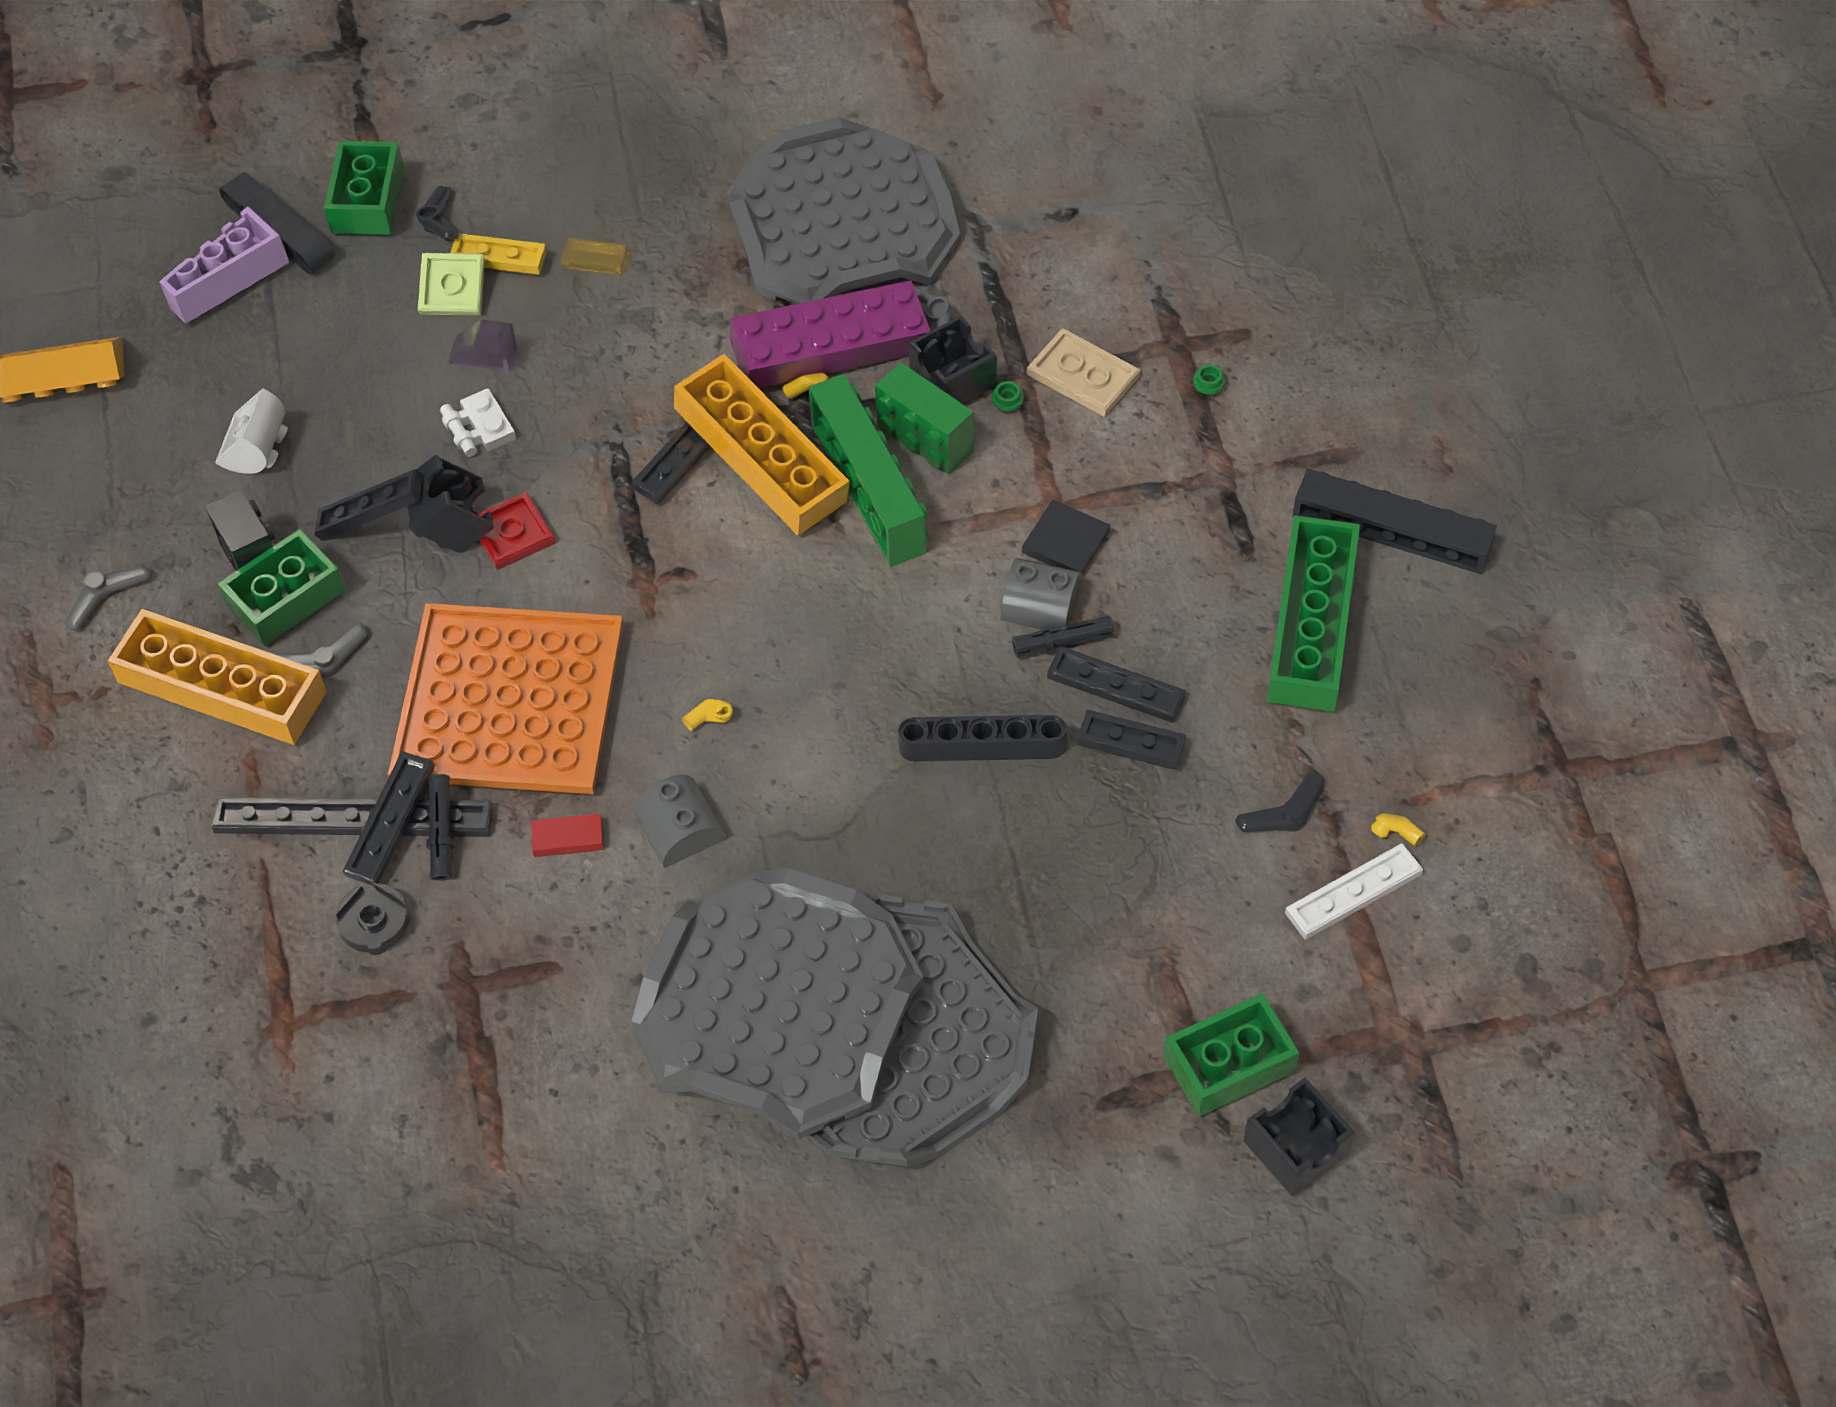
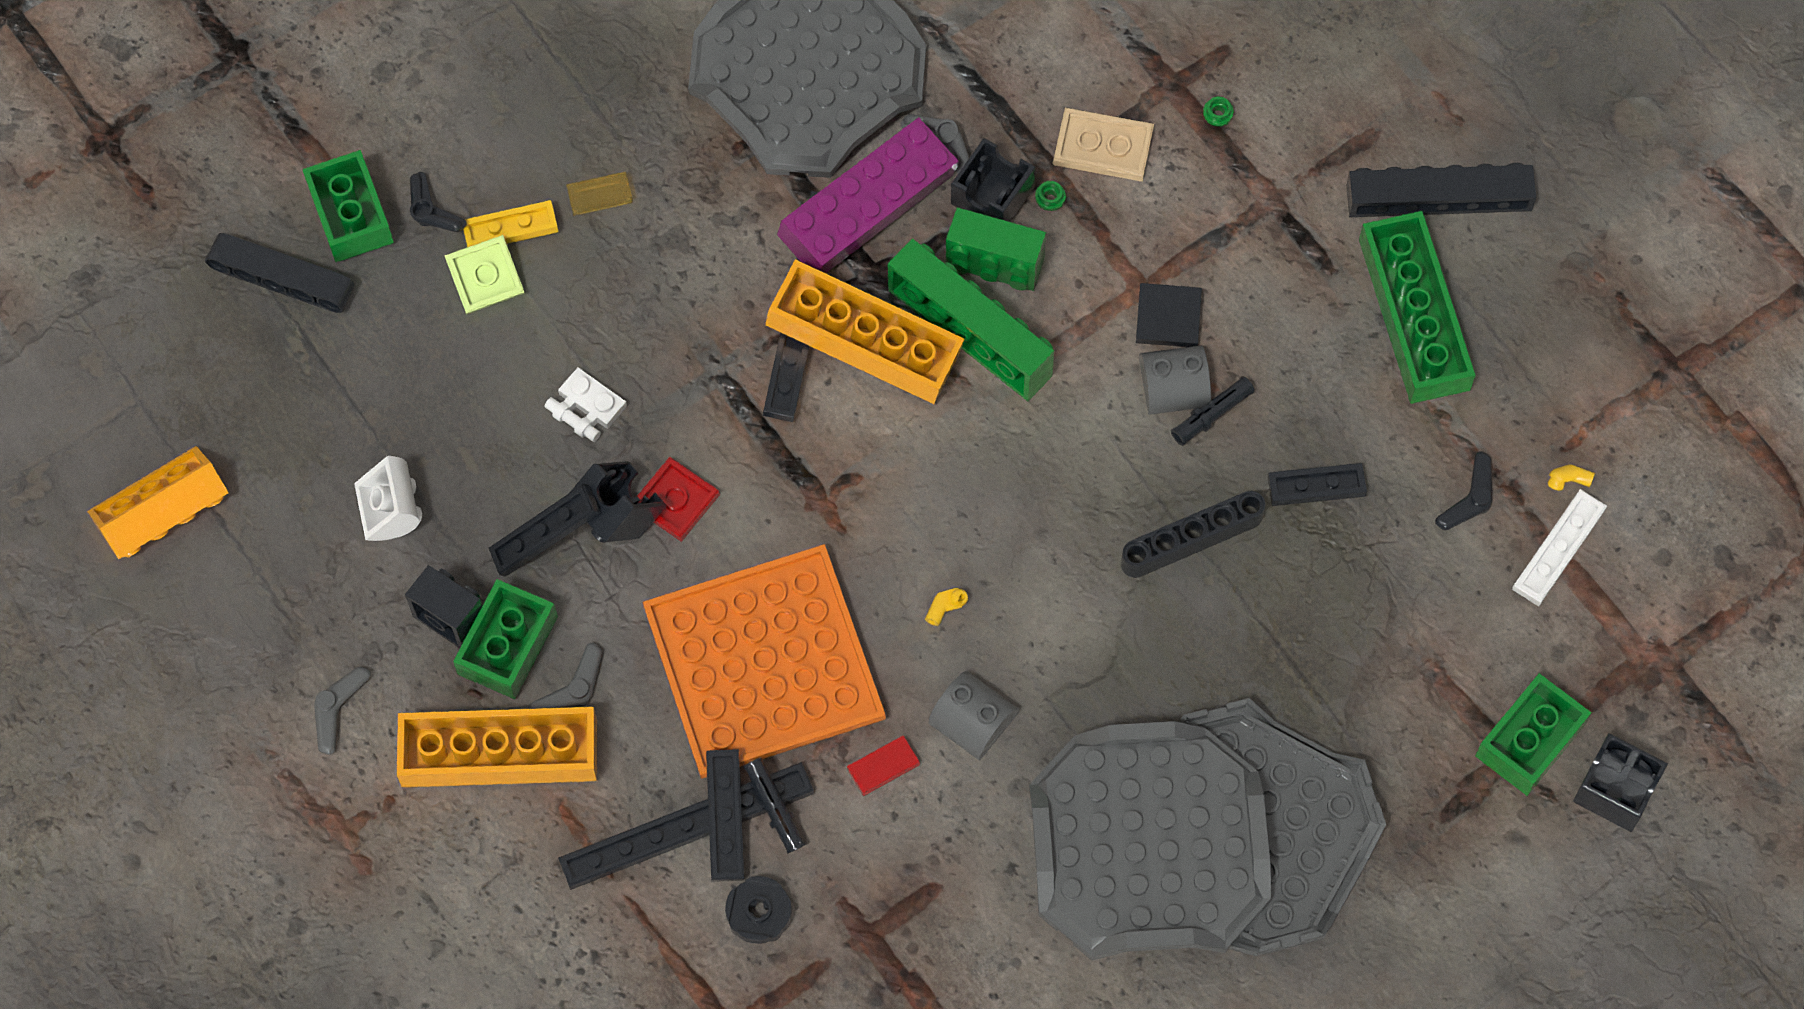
camera: 25 degrees left, 10 degrees up
(224, 267) = (262, 337): lavender wedge -> none
(485, 346) = (549, 326): clear purple slope -> none
(802, 384) = (872, 247): yellow arm -> none
(1116, 684) = (1277, 437): black tile -> none

